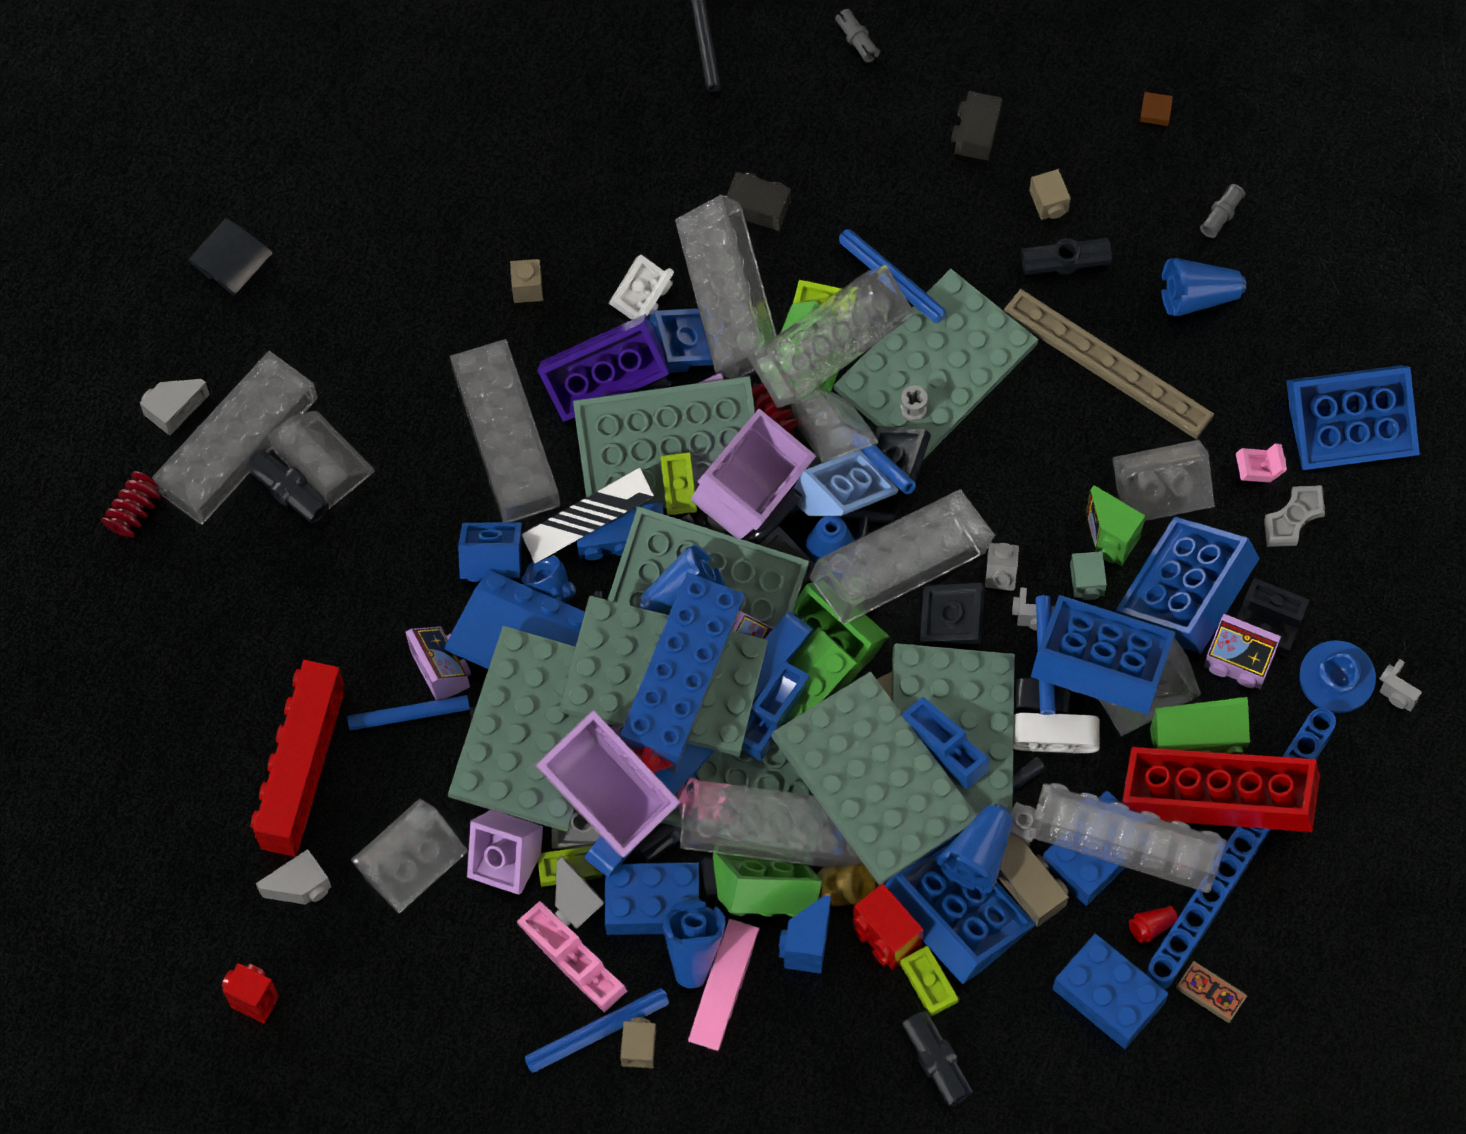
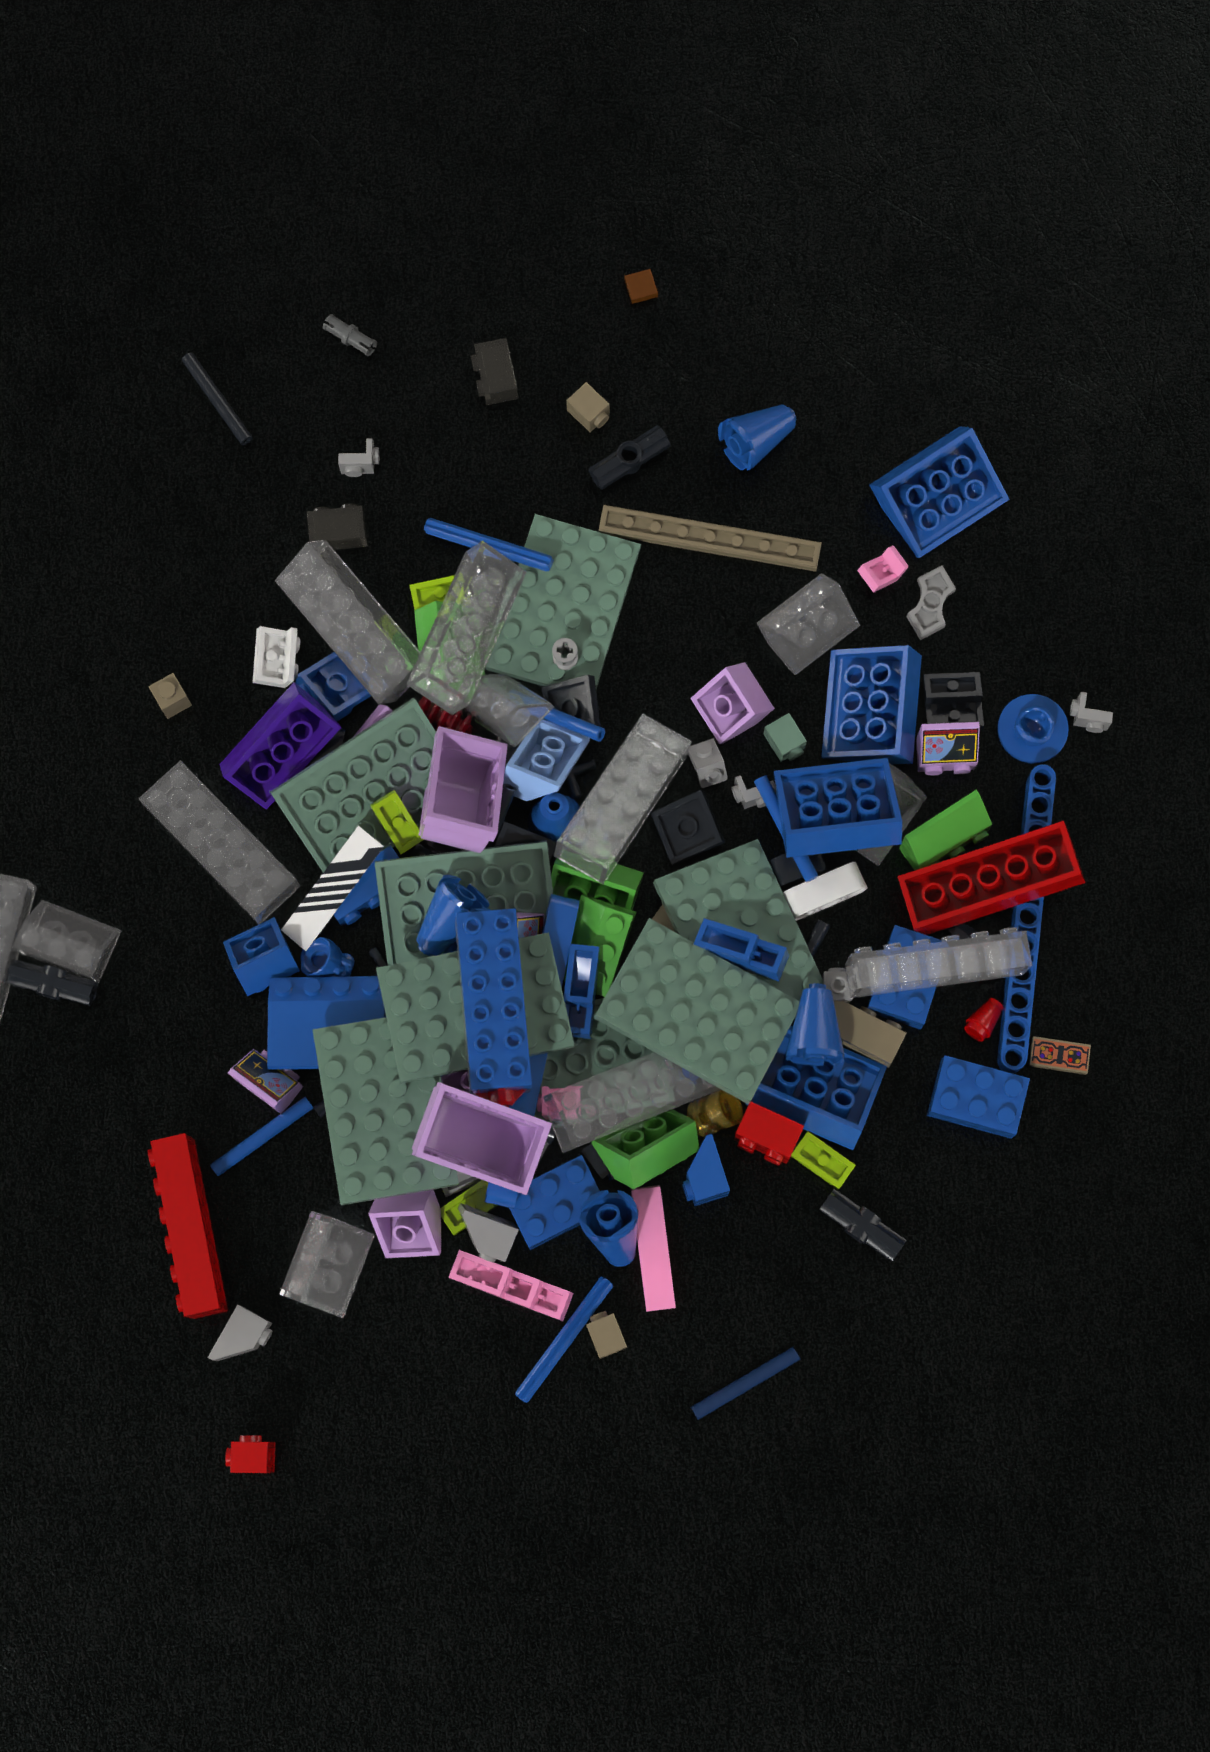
camera: 25 degrees left, 10 degrees up
(807, 152) = (359, 463): none -> light grey bracket
(1053, 520) = (732, 702): none -> lavender slope
(1113, 525) = (786, 685): bright green slope -> none
(1222, 211) = (742, 354): dark grey pin -> none

